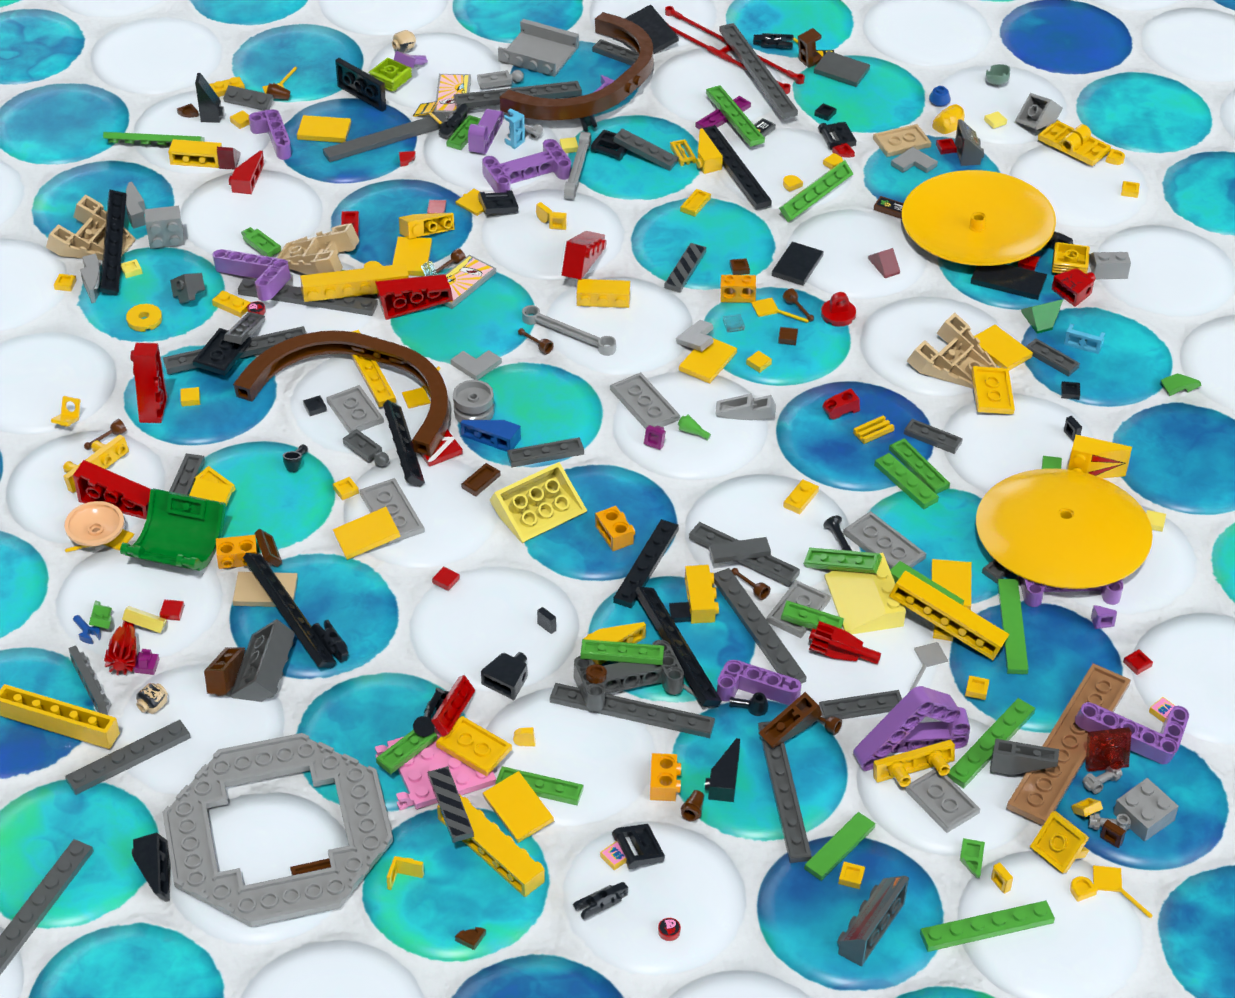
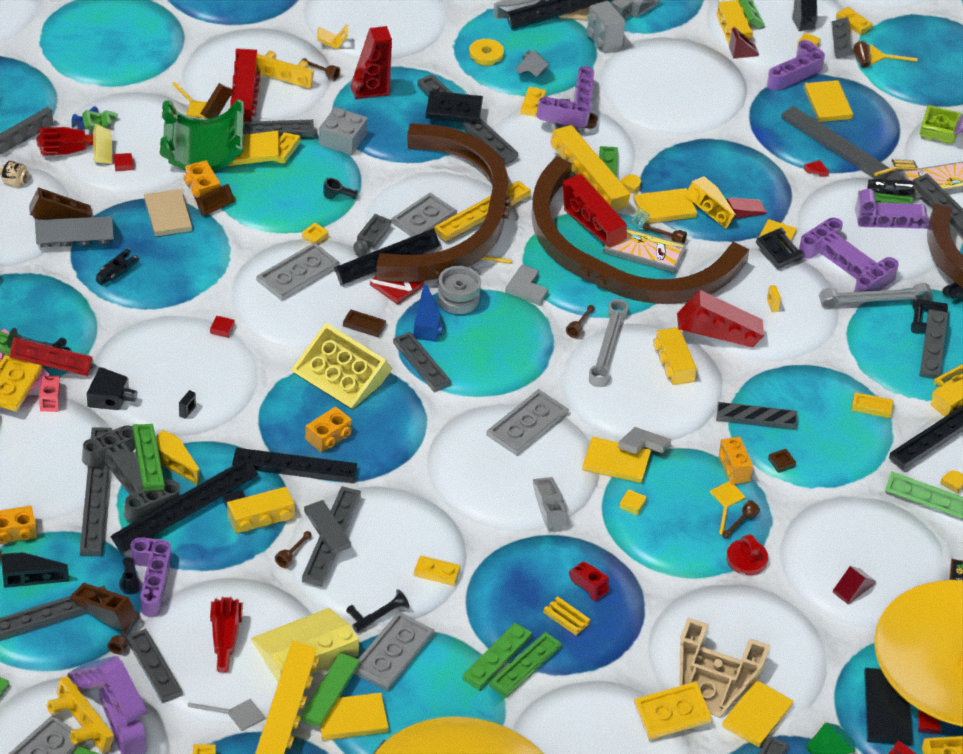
camera: 70 degrees right, 0 degrees up
(94, 523) = (197, 84): light nougat dish -> none
(131, 268) = (550, 27): light yellow tile -> none
(131, 513) = (217, 101): none -> reddish brown tile
(146, 662) = (56, 162): magenta tile -> none
(190, 396) = (394, 107): yellow tile -> none
(214, 435) = (343, 131): none -> light grey brick
(244, 328) = (490, 112): dark grey tile -> none
(246, 175) = (724, 64): red slope -> none
(256, 307) = (531, 120): tile -> none
(260, 242) = (627, 98): bright green hinge -> none
(289, 610) = (139, 228): black tile -> none
(314, 405) = (417, 189): black tile -> none
(320, 252) = (630, 136): tan wedge -> none
(351, 217) = (686, 151): red plate -> none
(360, 84) = (901, 104): black tile -> none
(366, 533) = (257, 258): yellow tile -> none
(461, 324) = (610, 278): none -> reddish brown arch
(493, 719) = (49, 394): none -> coral leg
(516, 127) = (897, 231): medium azure hinge -> none
(524, 737) = (36, 419): yellow tile -> none
(534, 132) = (915, 252): light grey bar -> none
(542, 212) = (781, 282): yellow tile -> none
(569, 144) = (908, 282): light yellow tile -> none
(596, 674) = (110, 441): reddish brown tile -> none
(655, 436) = (475, 436): magenta tile -> none
(689, 425) = (504, 459): bright green cone -> none
(733, 323) = (685, 471): clear light blue tile -> none
(757, 625) = (234, 567): dark grey plate -> none
(788, 336) = (686, 519): reddish brown tile -> none
(797, 263) = (813, 508): black tile -> none
(800, 594) = (273, 594): light grey tile -> none
(808, 616) = (254, 603): bright green tile -> none
(842, 560) = (339, 610): bright green tile -> none
(933, 436) = (579, 671): dark grey tile -> none

